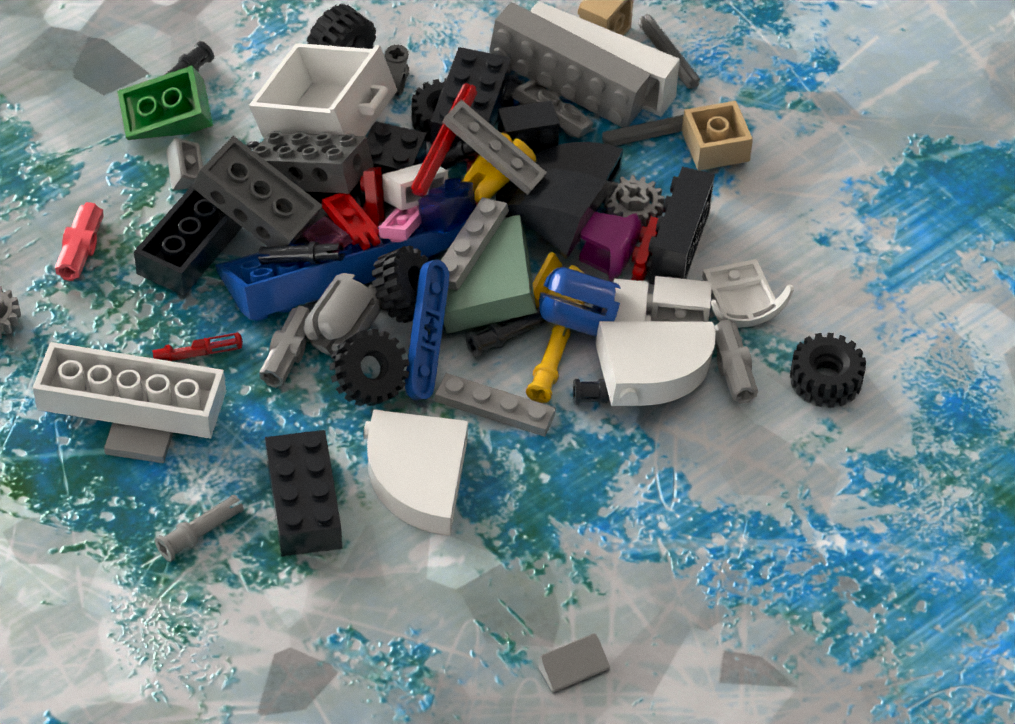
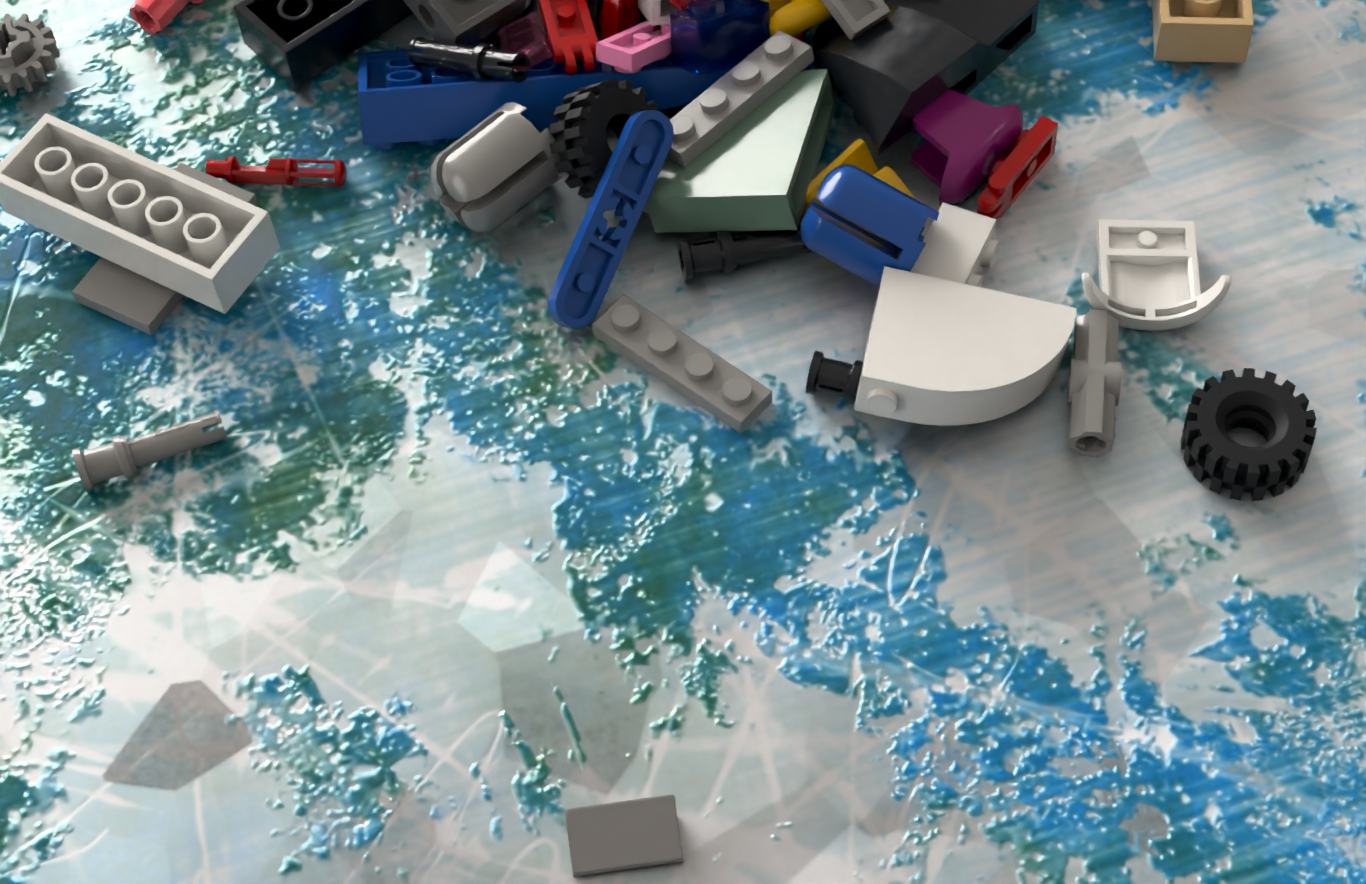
camera: 25 degrees right, 5 degrees up
(285, 348) = (397, 201): light grey piece -> none
(303, 493) = (319, 435): black brick -> none
(349, 371) = (462, 265): black tyre -> none
(417, 466) = (515, 435): white brick -> none
(546, 372) = (780, 330): yellow pin -> none
(635, 198) = (1031, 84): light grey gear -> none
(681, 225) = (1083, 145): black brick -> none
(681, 300) = (1042, 261): white brick -> none

